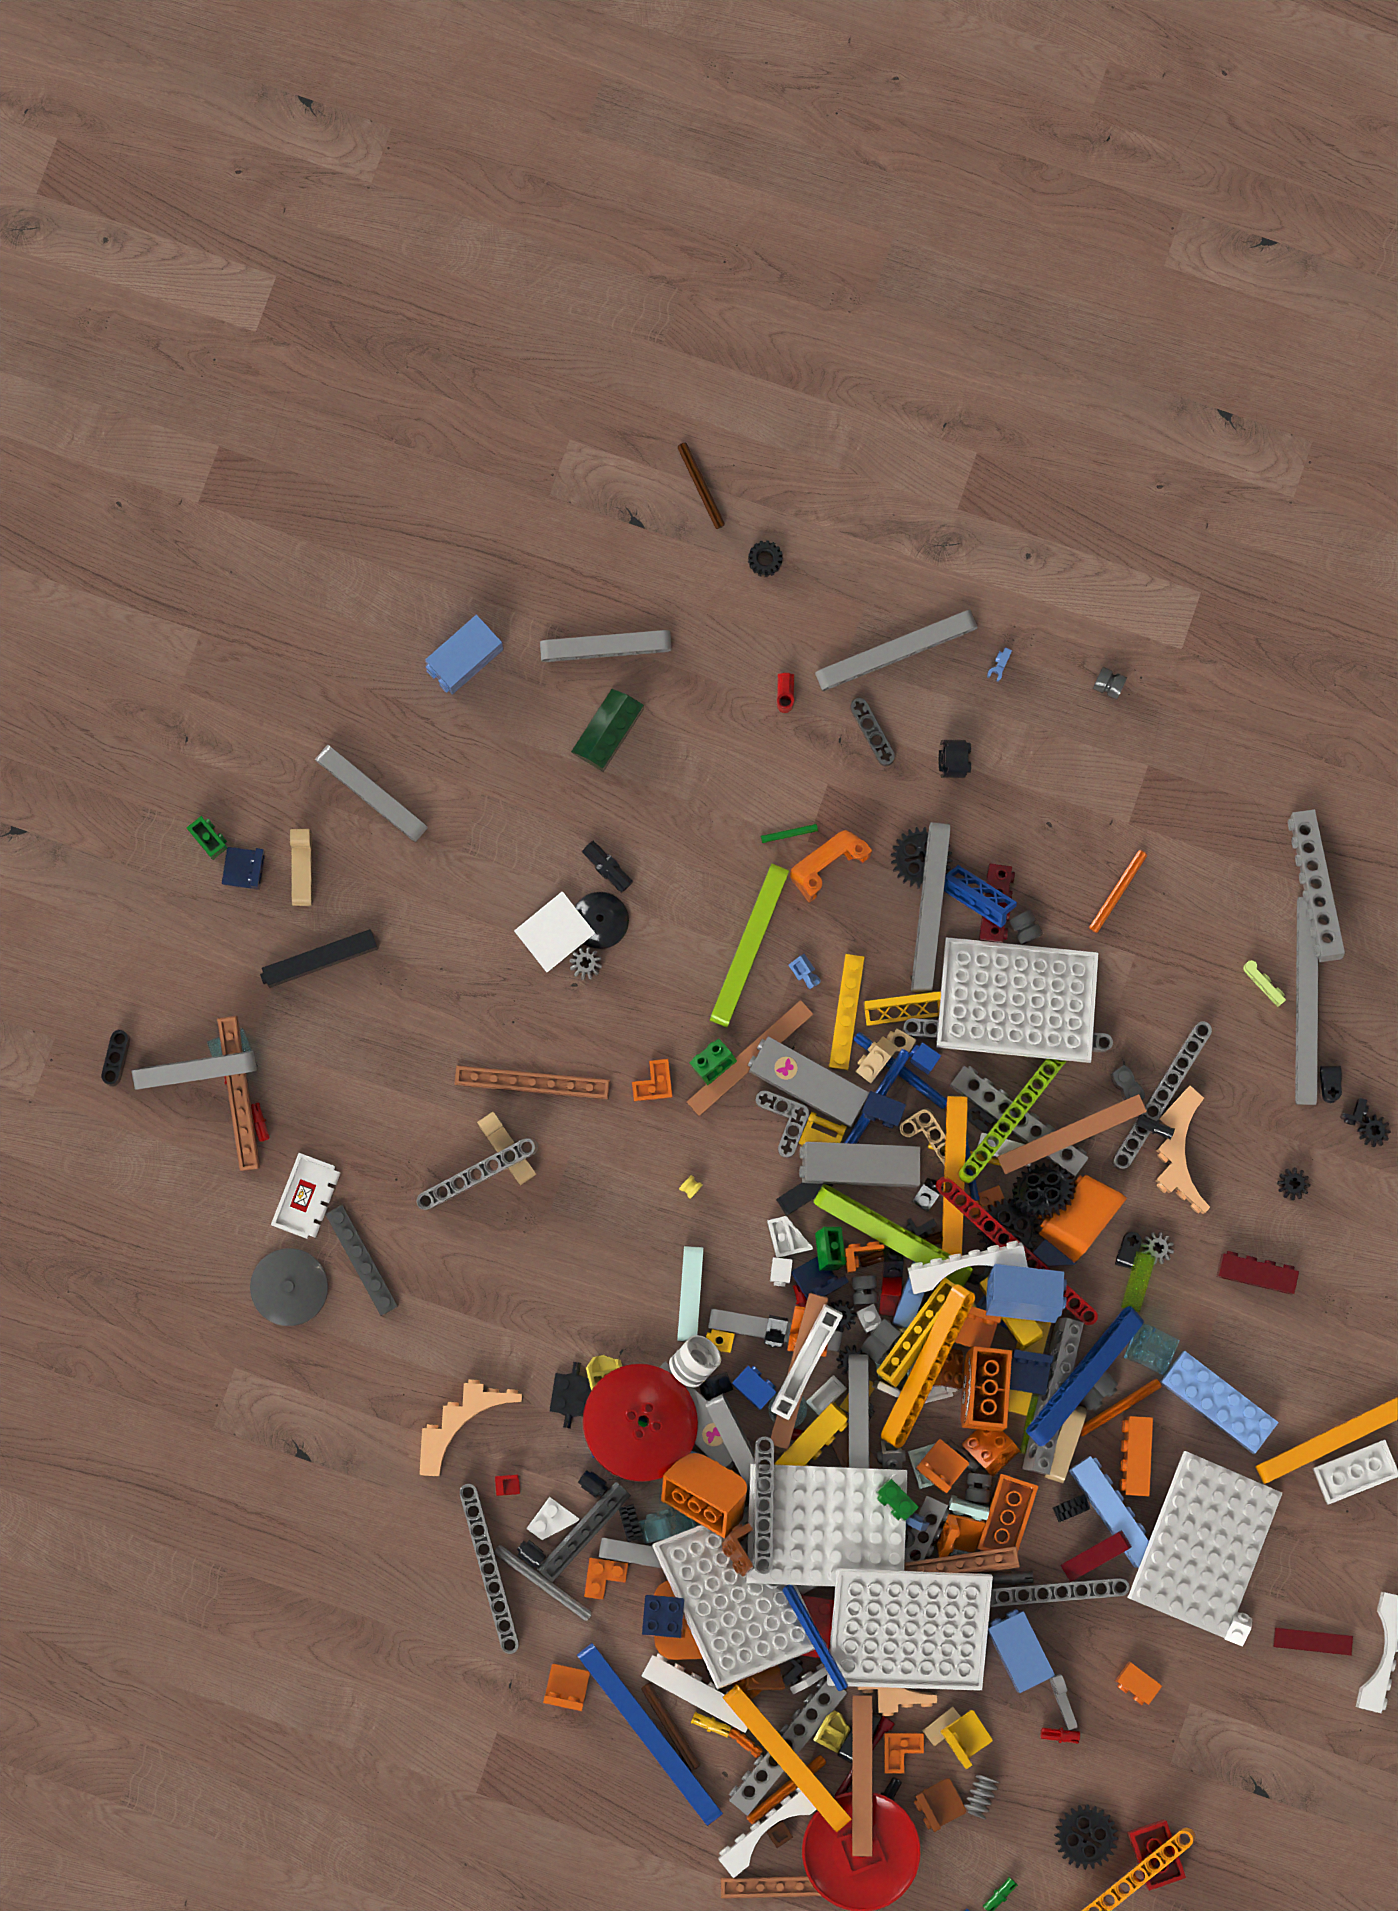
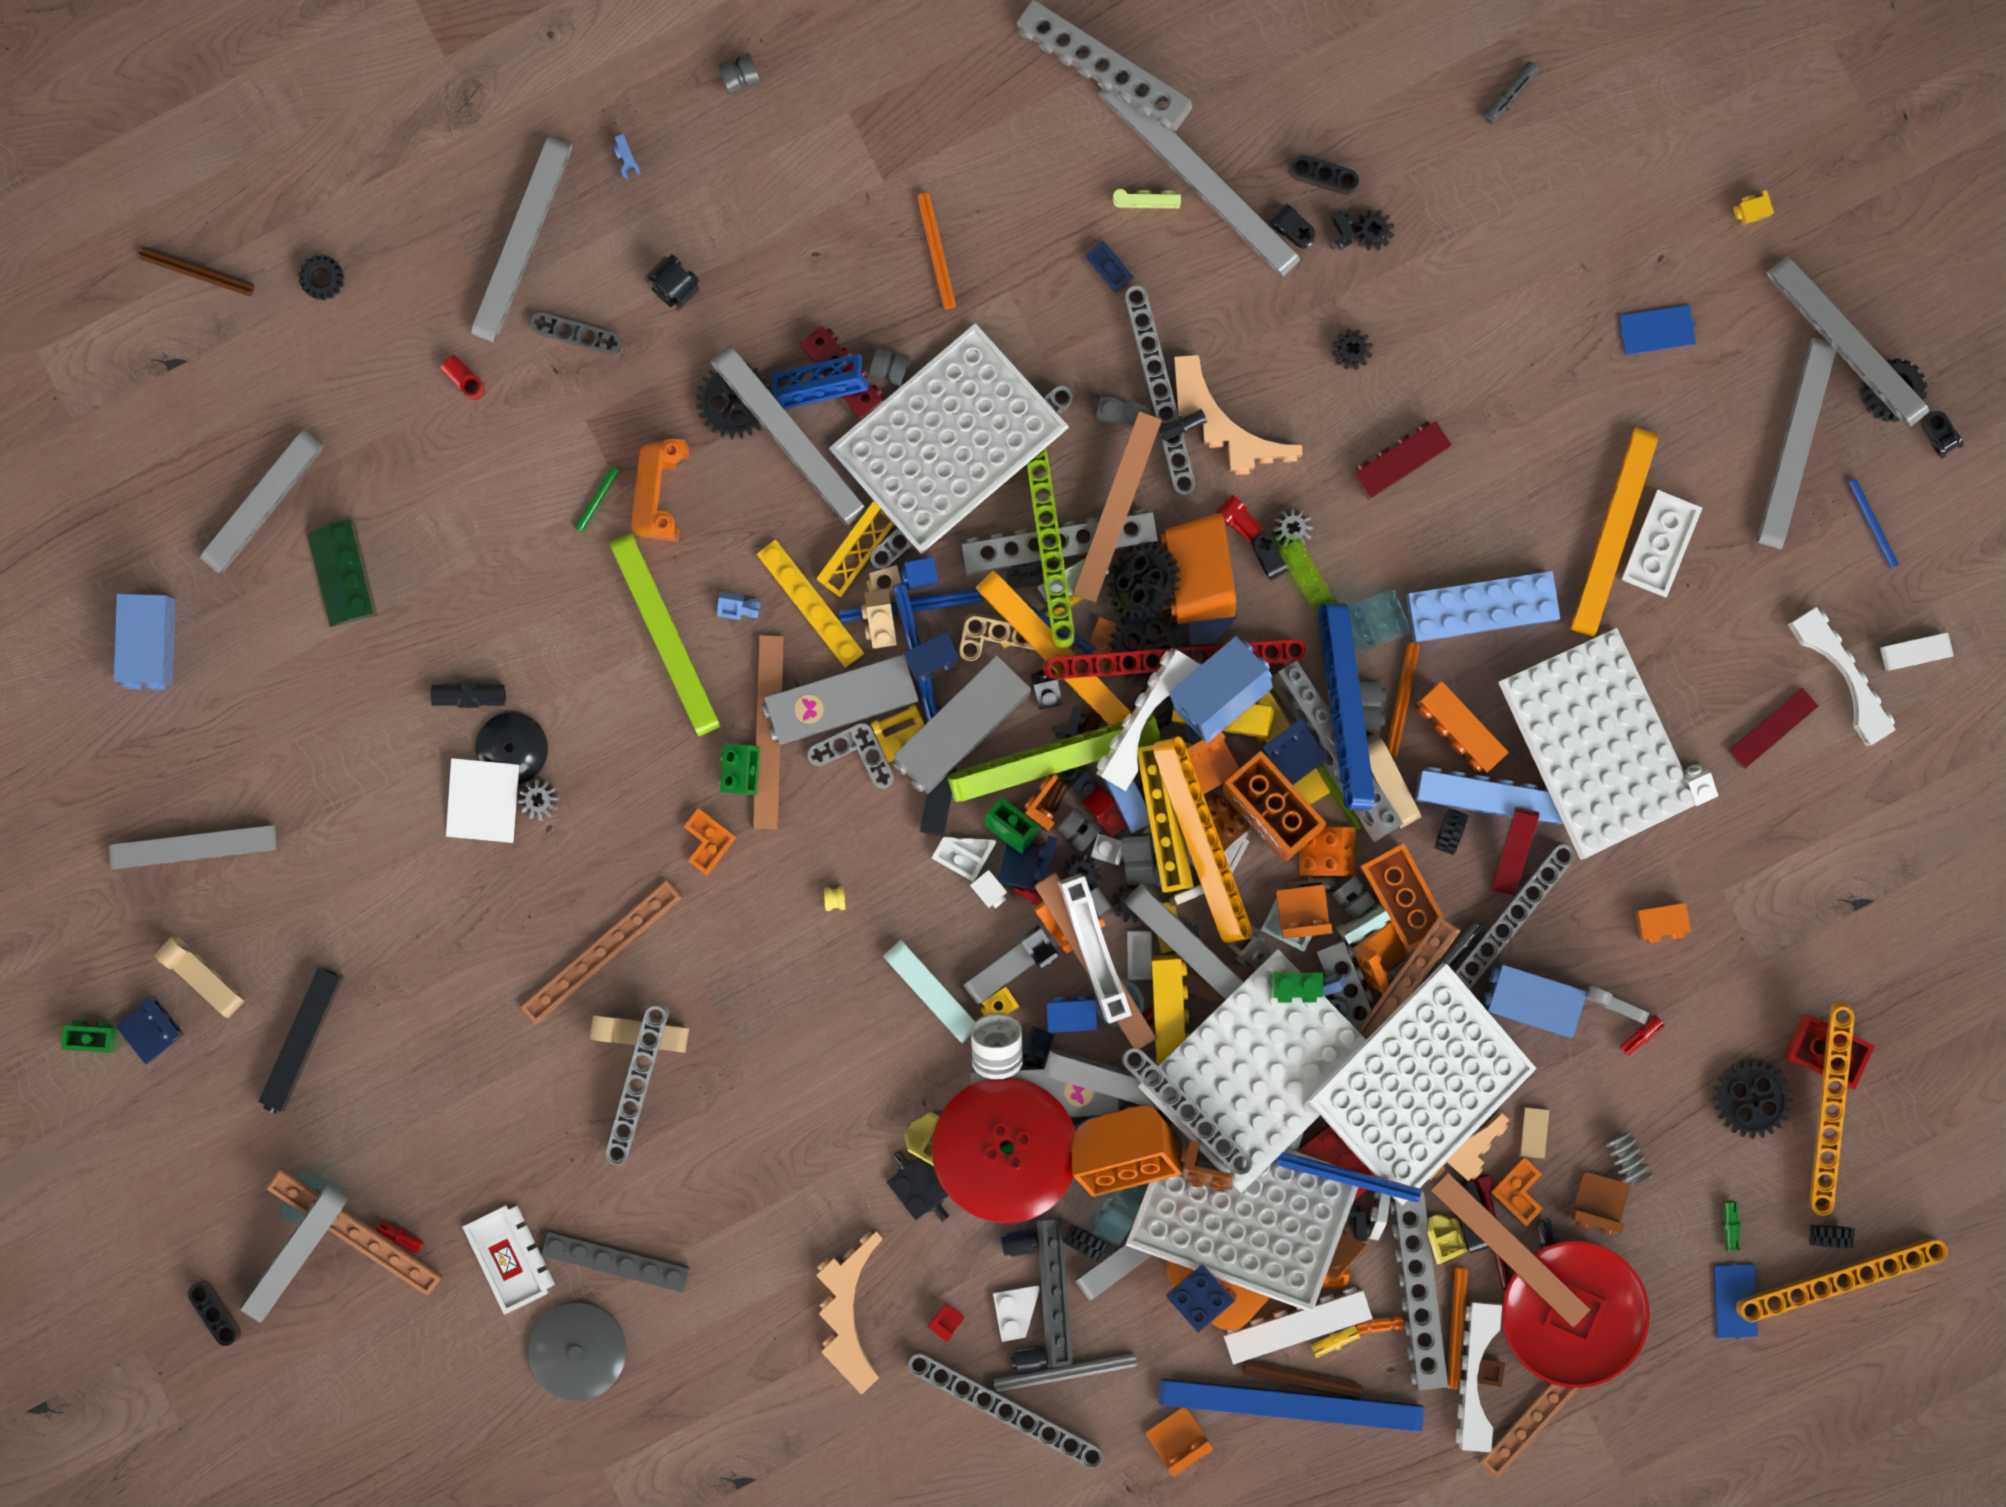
camera: 45 degrees left, 5 degrees up
(600, 1571) = (1104, 1310): orange plate -> none
(787, 1758) = (1430, 1303): light orange beam -> none
(966, 1737) = (1564, 1122): yellow bracket -> none
(1133, 1212) = (1236, 515): none -> red piece
(1204, 998) = (1109, 266): none -> dark blue plate
(1386, 1077) = (1336, 172): none -> black beam

